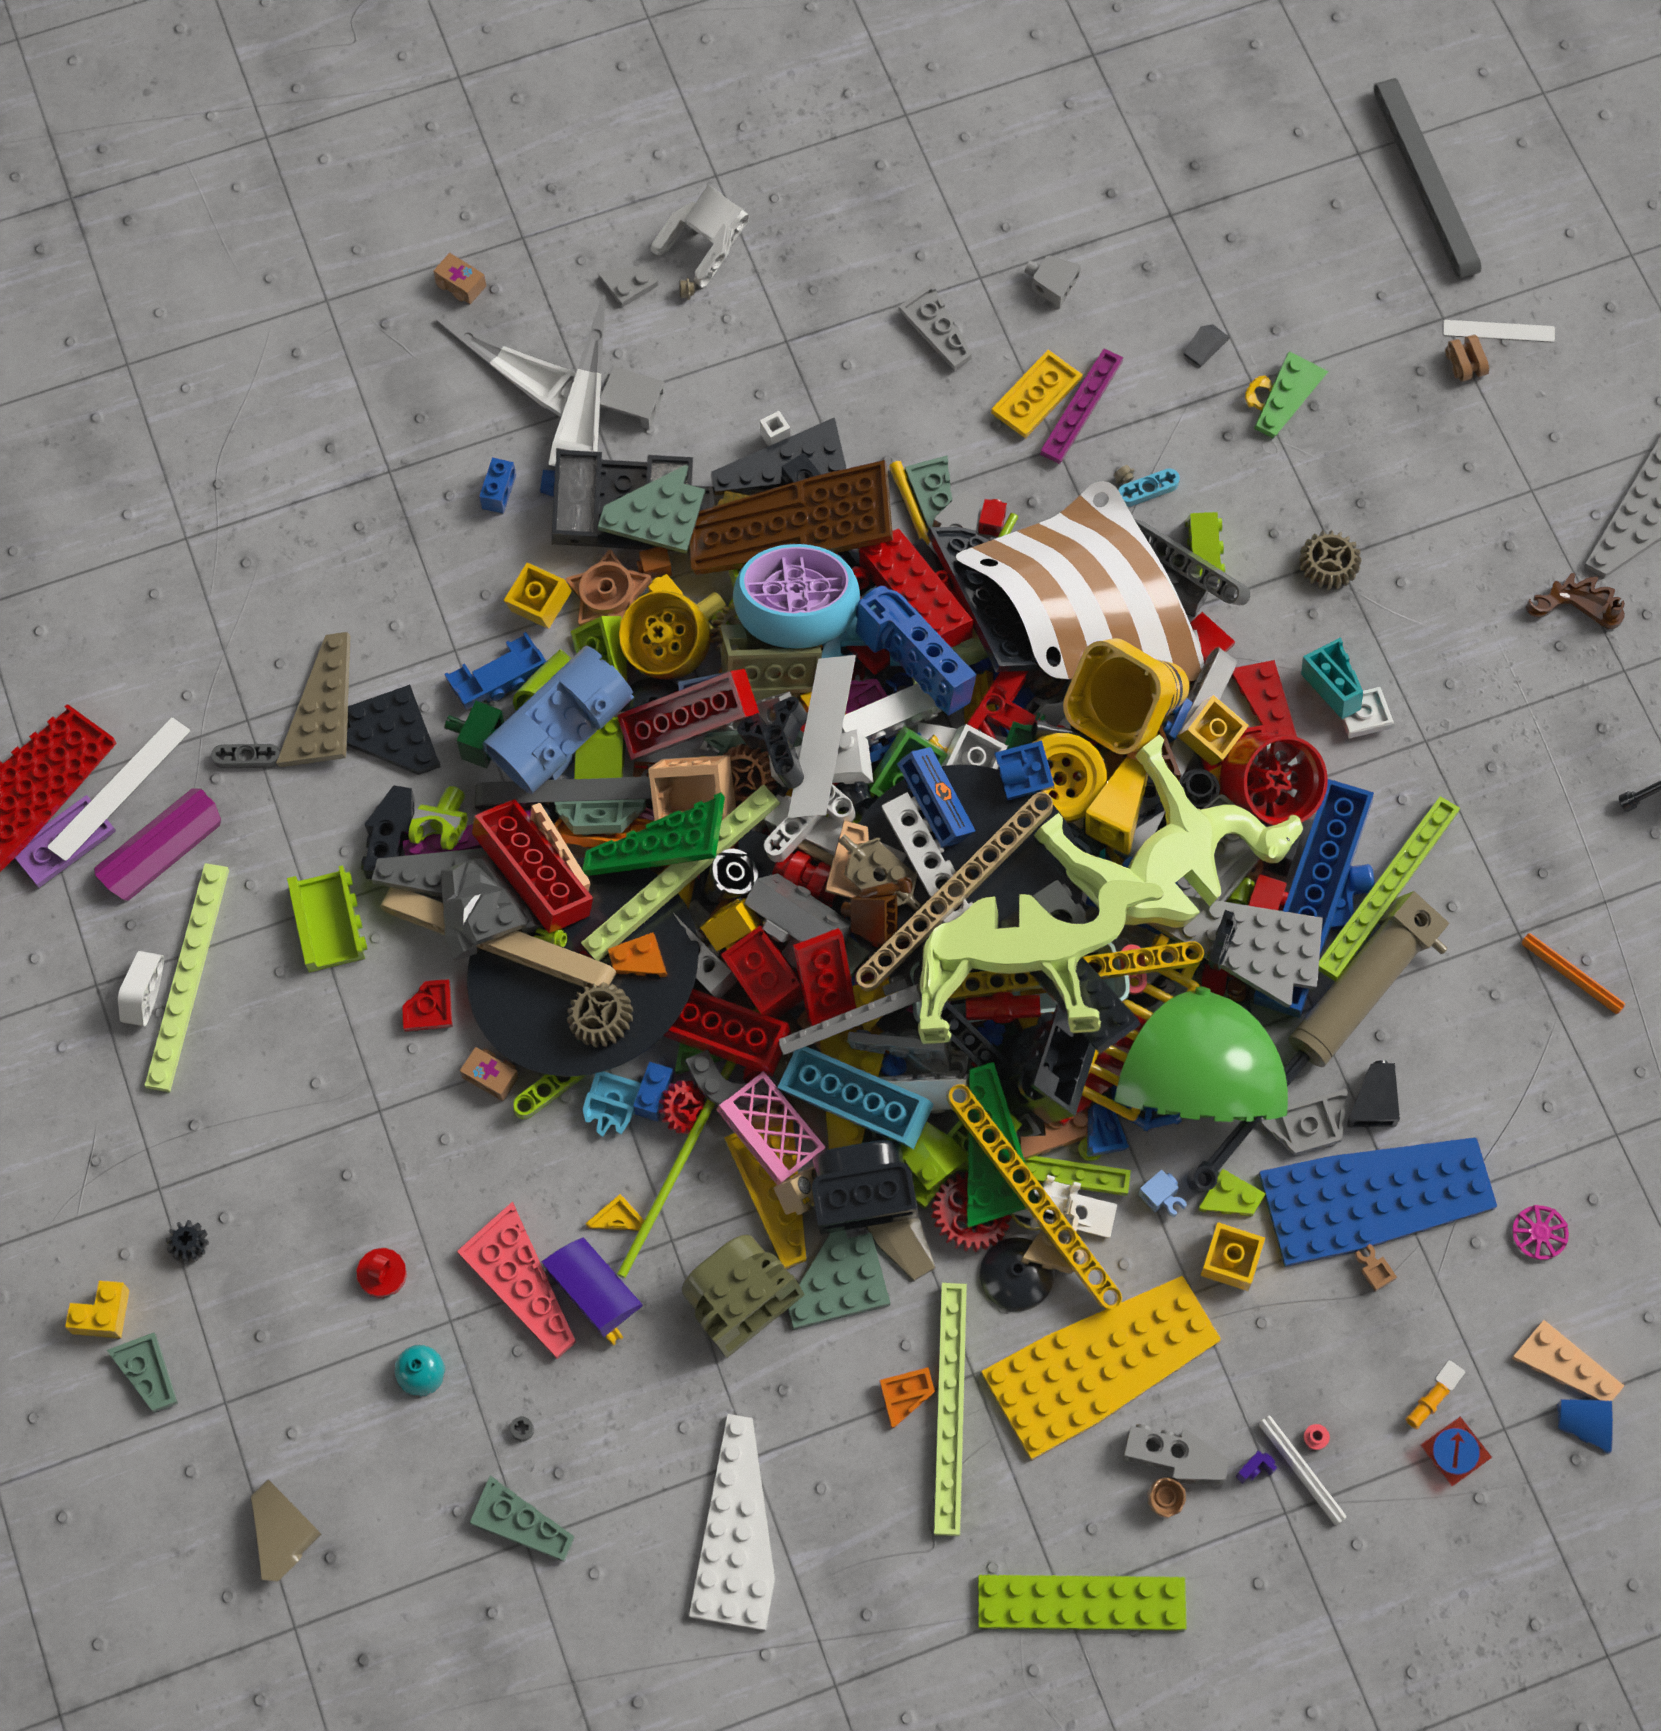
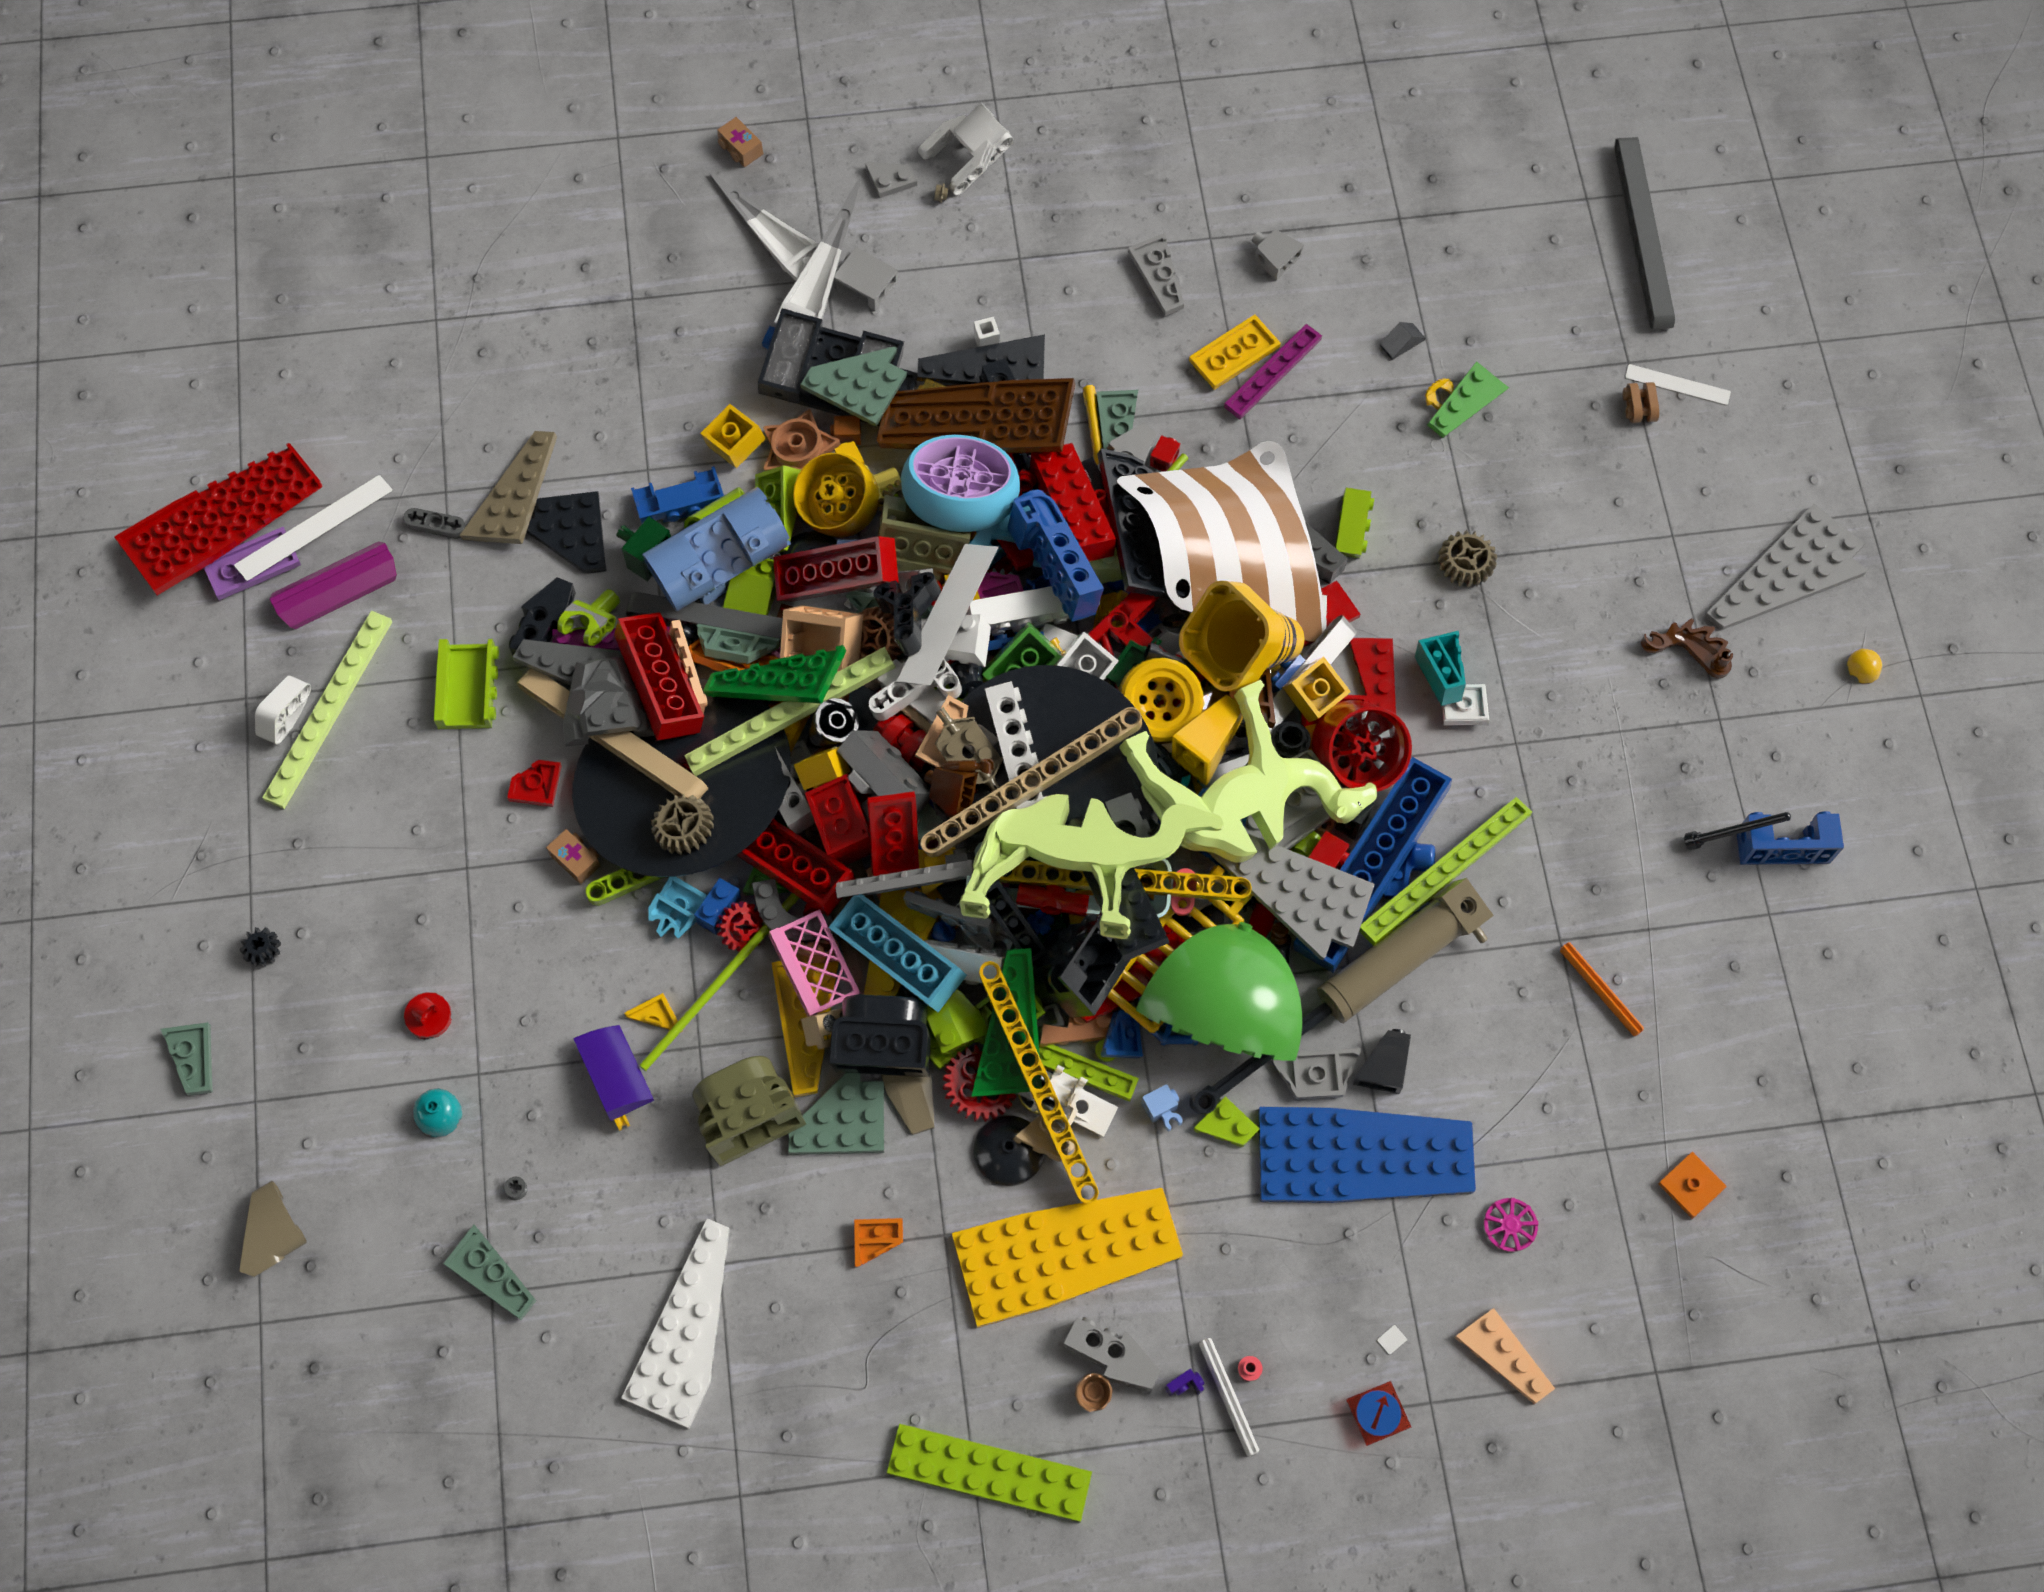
camera: 10 degrees right, 0 degrees up
(105, 1316) = (169, 996): yellow brick -> none
(497, 485) = (724, 331): blue brick -> none
(511, 1268) = (546, 1039): coral wing -> none
(557, 937) = (664, 746): lime pin -> none
(638, 957) = (732, 779): orange wing -> none
(936, 797) = (1037, 691): blue brick -> none
(950, 1410) = (913, 1263): yellowish green plate -> none
(1024, 770) = (1125, 685): blue plate -> none
(1124, 475) = (1296, 441): dark tan plate -> none
(1166, 487) = (1332, 461): medium azure beam -> none
(1193, 565) = (1349, 548): dark grey beam -> none
(1223, 940) = (1273, 884): black wing -> none
(1232, 1256) = (1213, 1180): yellow brick -> none
(1376, 1271) = (1346, 1226): medium nougat plate -> none
(1427, 1405) = (1362, 1363): light orange pin -> none
(1588, 1420) = (1512, 1413): blue slope -> none

